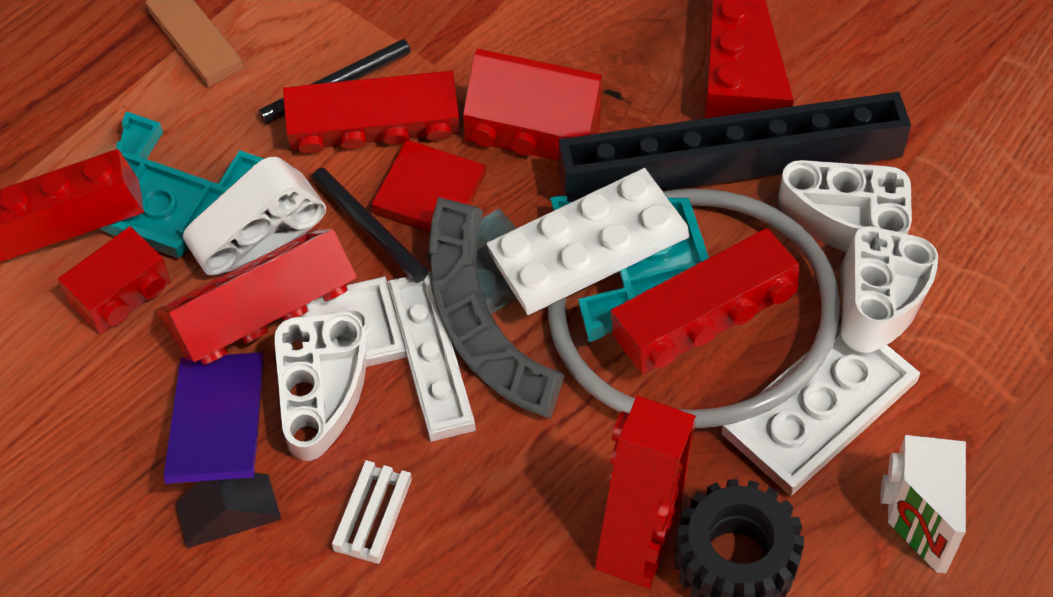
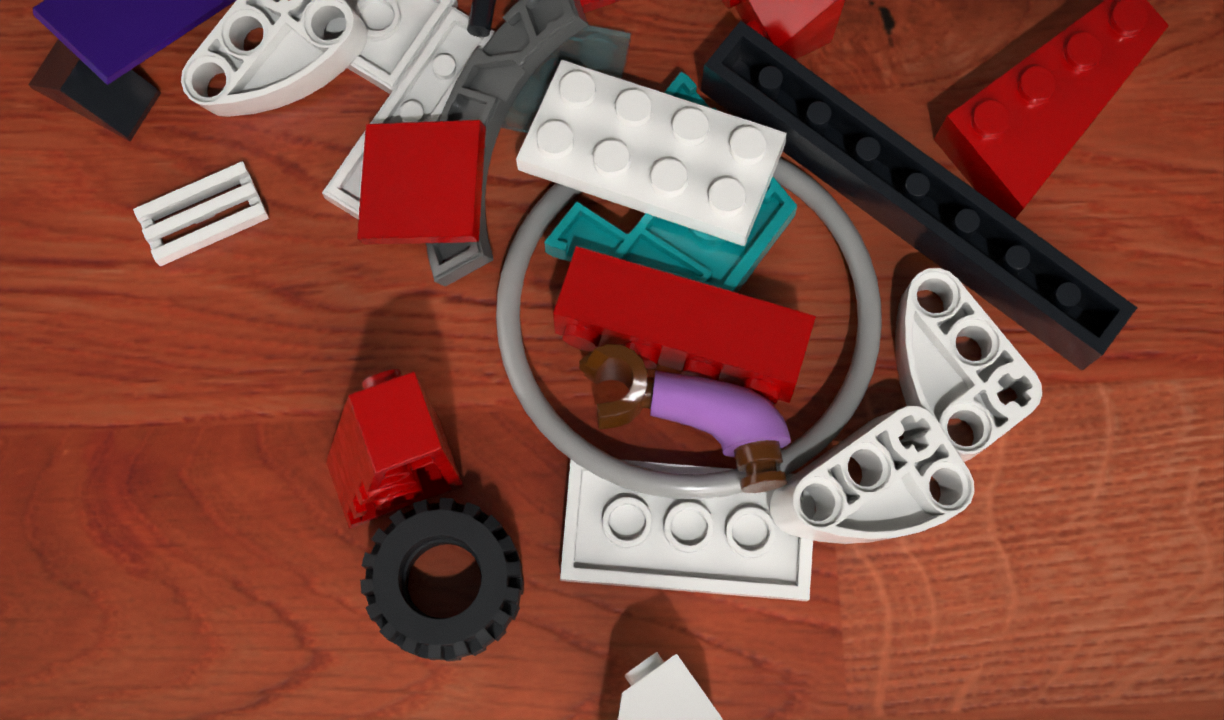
camera: 45 degrees right, 20 degrees up
(484, 369) = (422, 182): none -> red tile
(786, 311) = (734, 415): none -> piece

